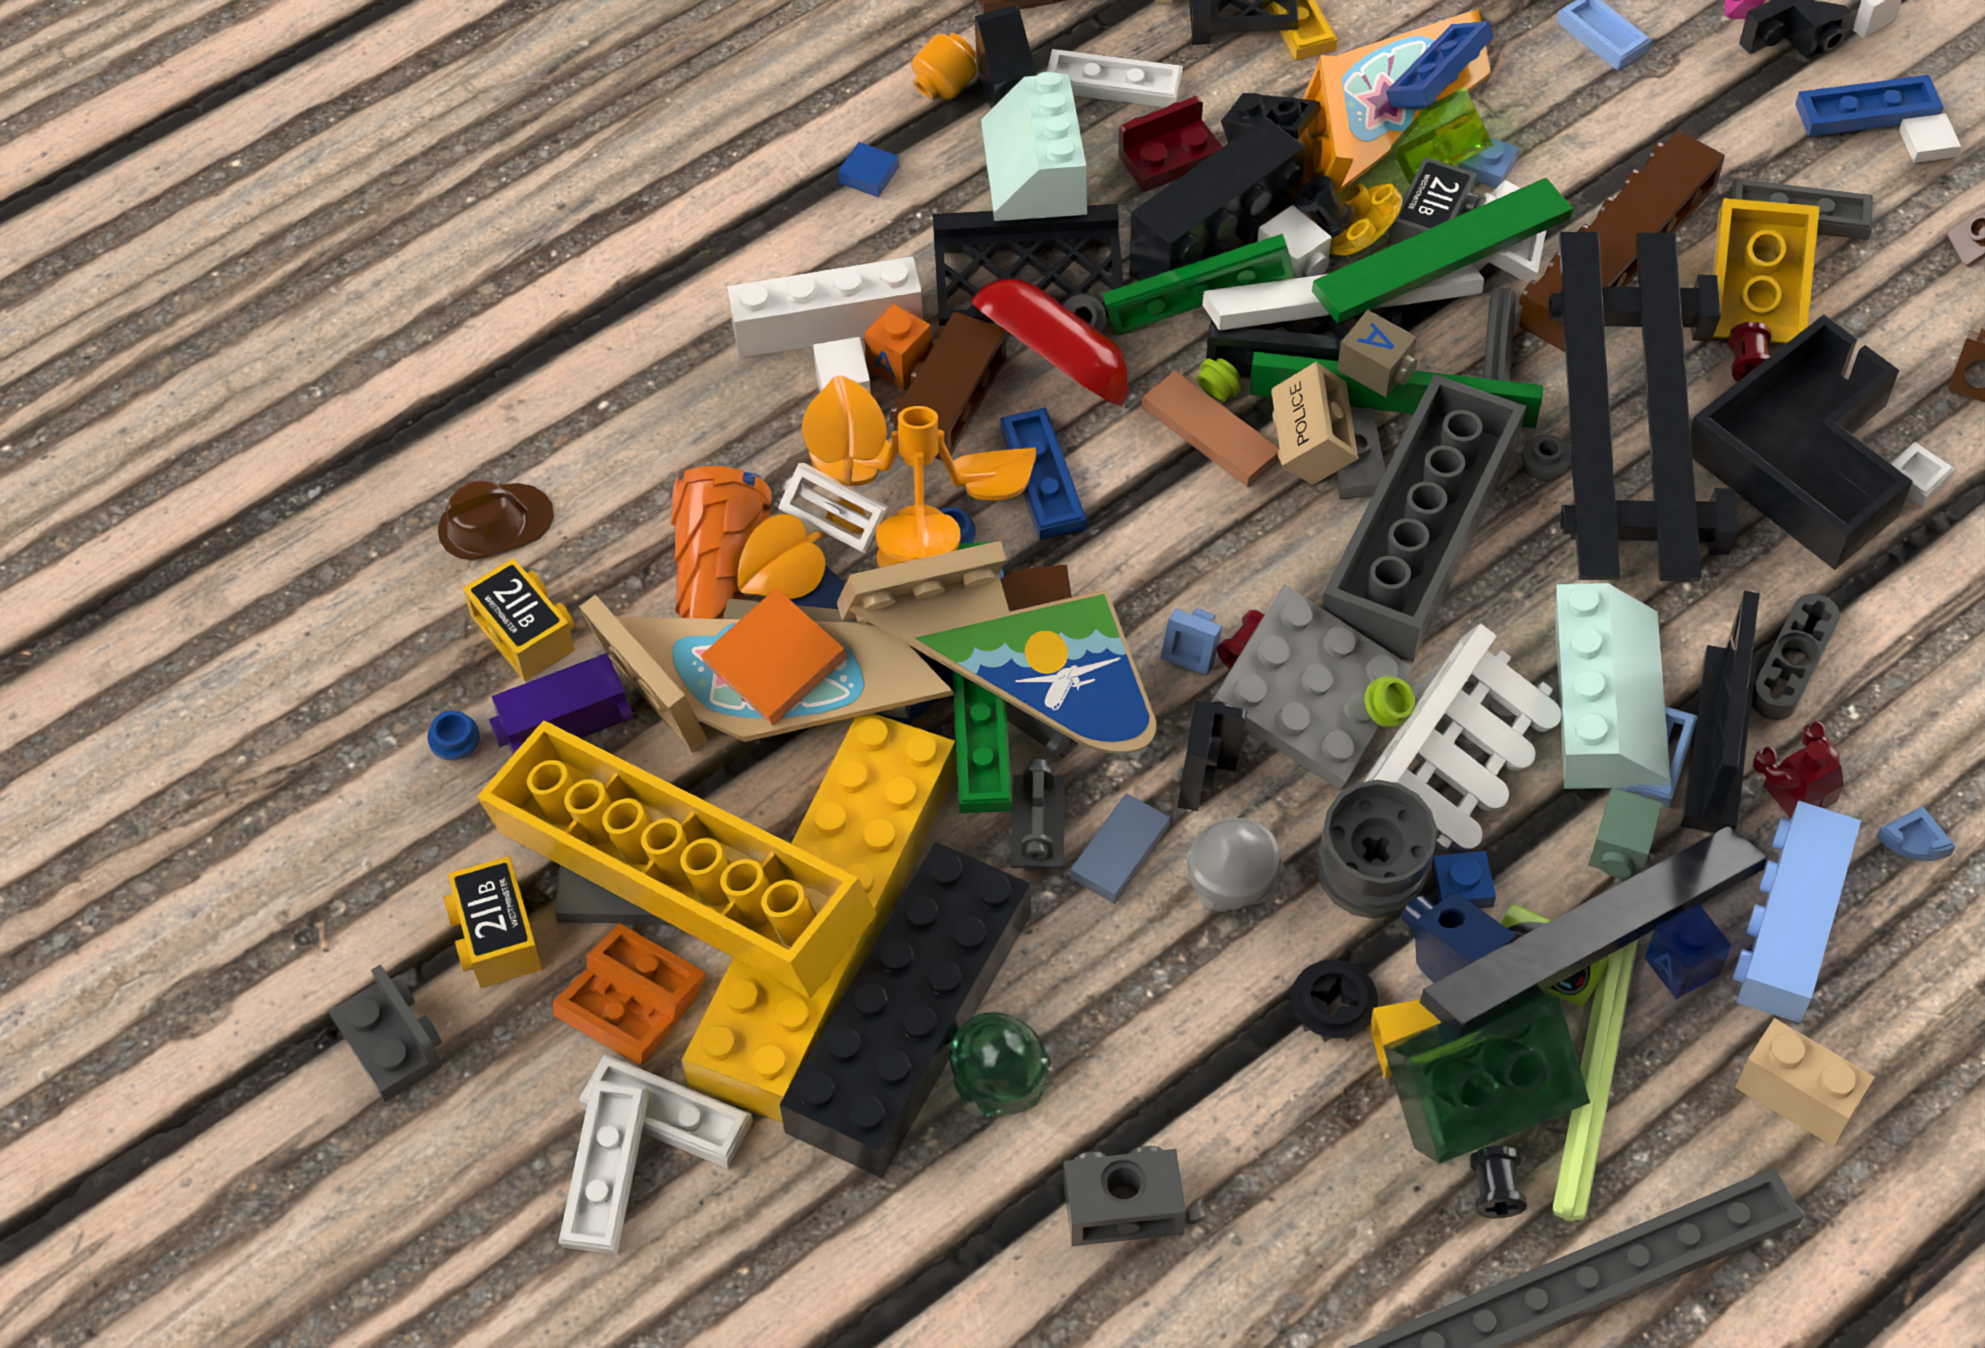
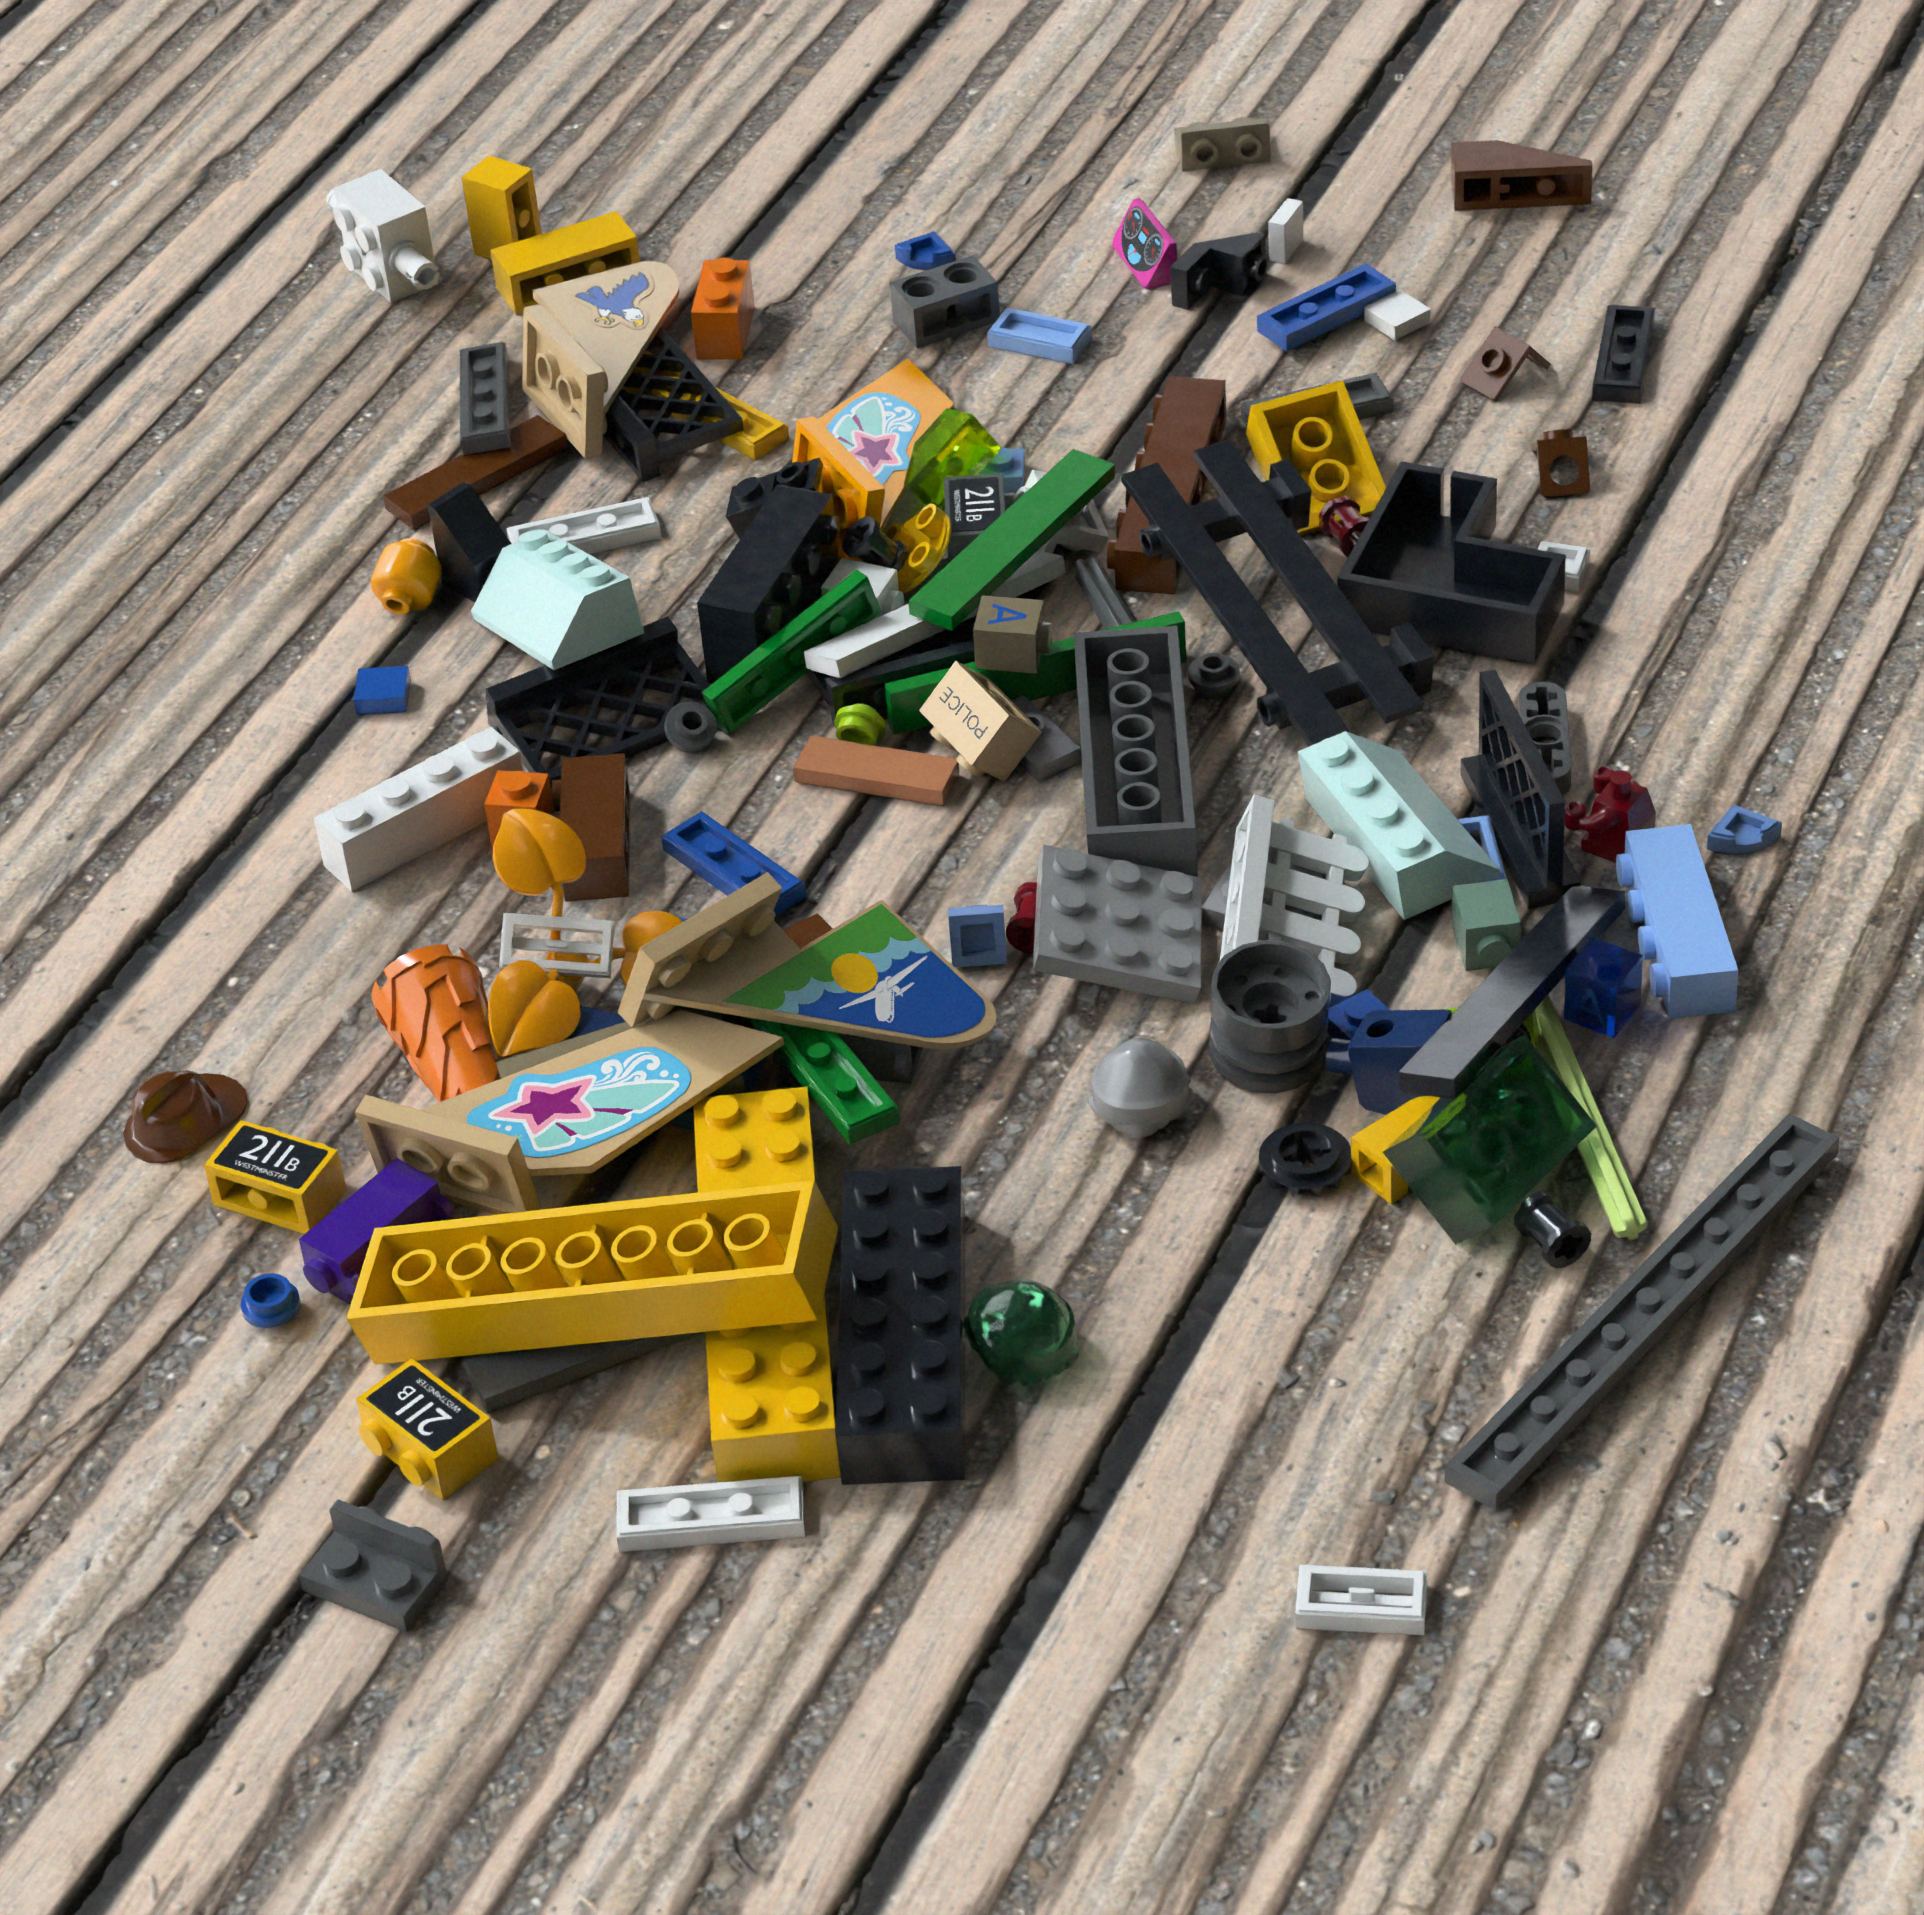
camera: 25 degrees left, 15 degrees down
(604, 1167) = (683, 1578): white tile -> none
(629, 994) = (606, 1435): orange slope -> none
(774, 656) = (582, 1081): orange tile -> none
(841, 359) = (468, 861): white brick -> none
(918, 440) = (615, 852): light orange plant -> none
(1038, 818) = (923, 1132): dark grey hinge -> none
(1057, 336) = (676, 745): red brick -> none
(1102, 1218) = (1215, 1383): dark grey brick -> none
(1120, 848) = (1018, 1126): sand blue tile -> none
(1166, 143) = (675, 563): dark red bracket -> none
(1212, 745) = (1057, 1002): black bracket -> none
(1389, 701) = (1202, 901): lime plate -> none
(1439, 65) = (908, 403): blue plate -> none
(1804, 1082) = (1772, 1040): tan brick -> none

